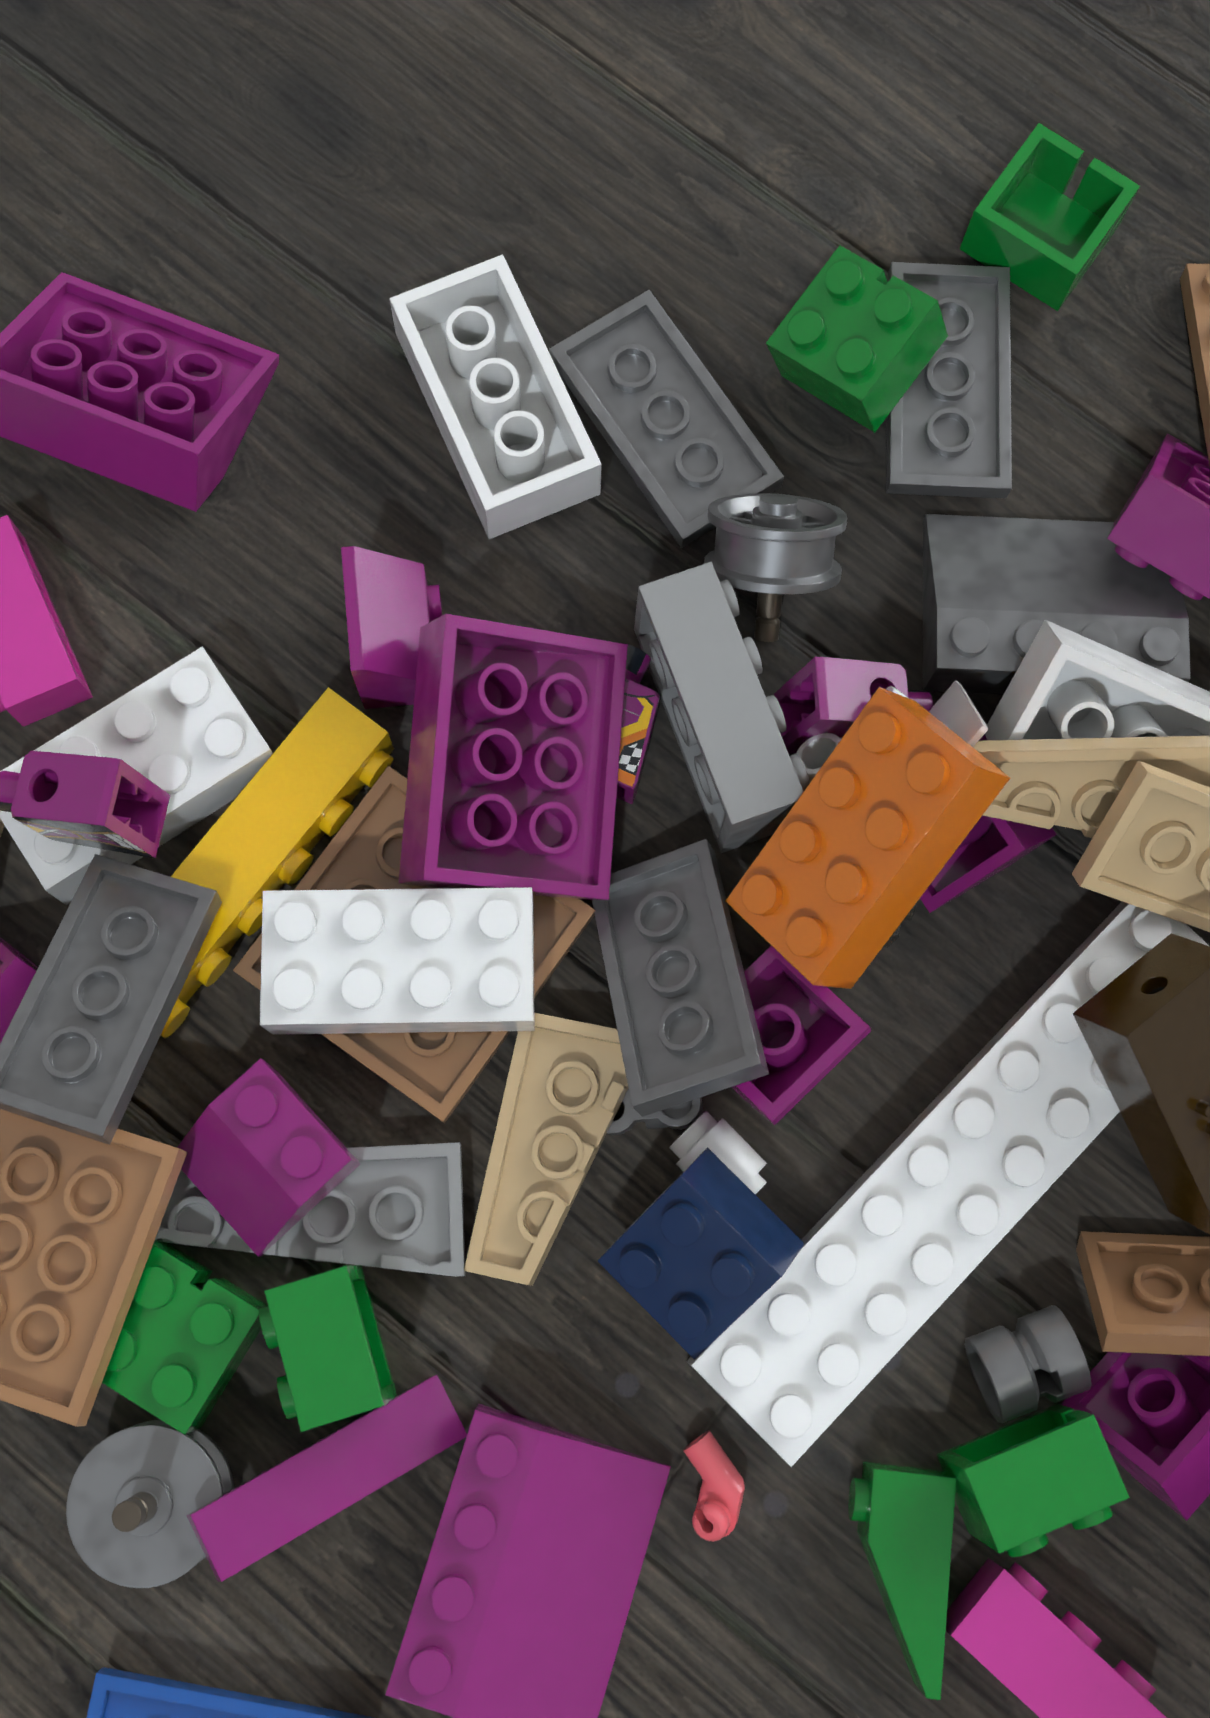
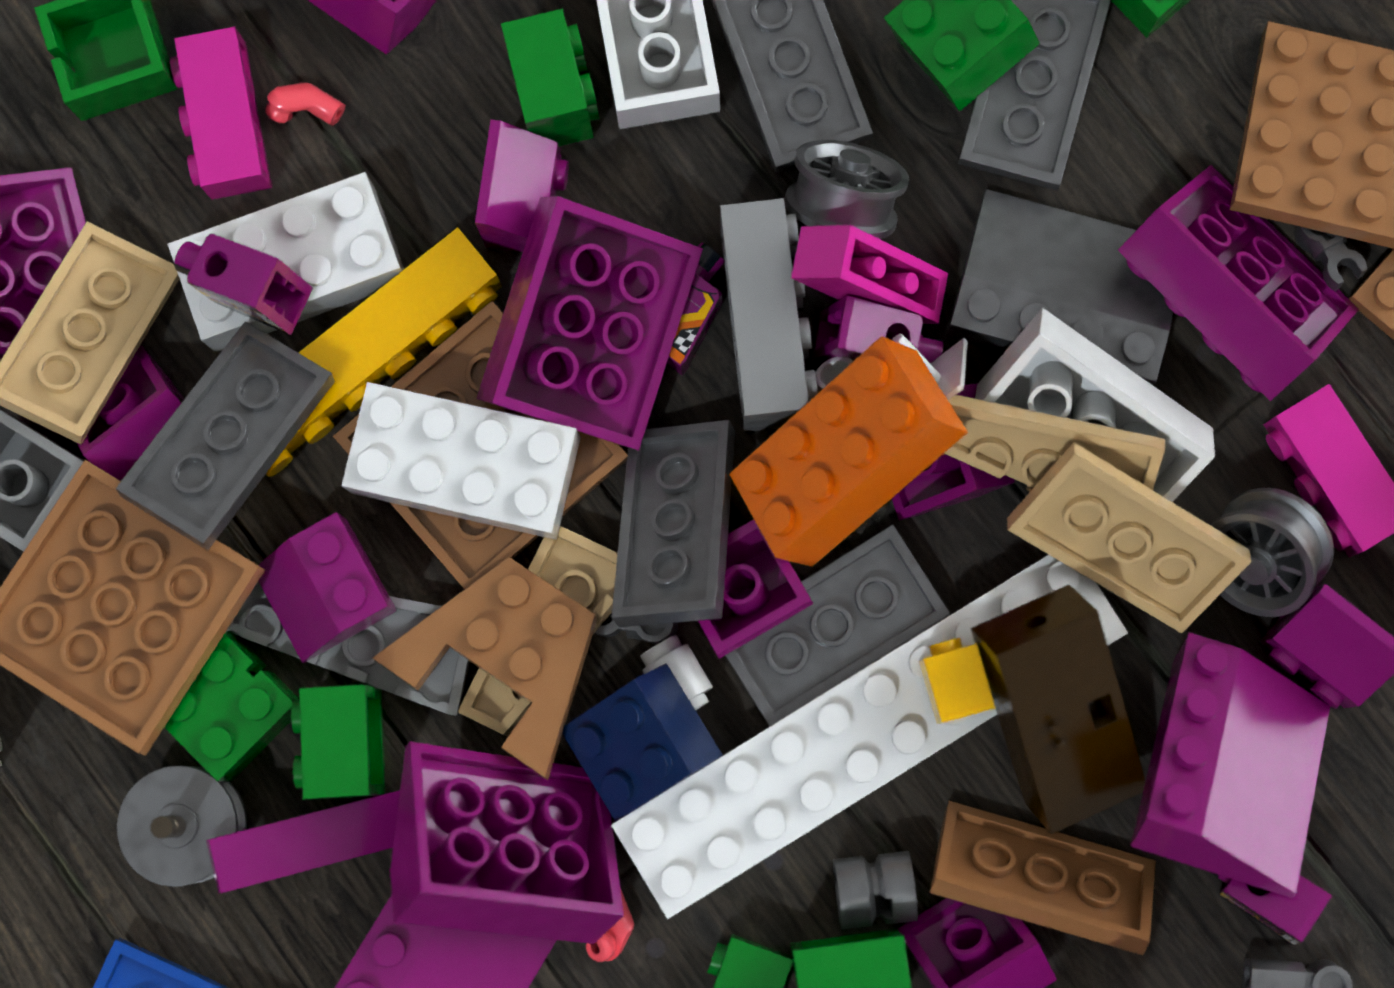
camera: 25 degrees right, 5 degrees up
(105, 583) = (301, 97): none -> coral arm
(396, 490) = (546, 73): none -> green piece
(518, 1157) = (518, 635): none -> medium nougat wing
(565, 1430) = (502, 848): none -> magenta slope
(819, 616) = (856, 264): none -> dark pink brick
(928, 1022) = (859, 614): none -> flat silver plate
(1069, 1084) = (956, 681): none -> yellow brick

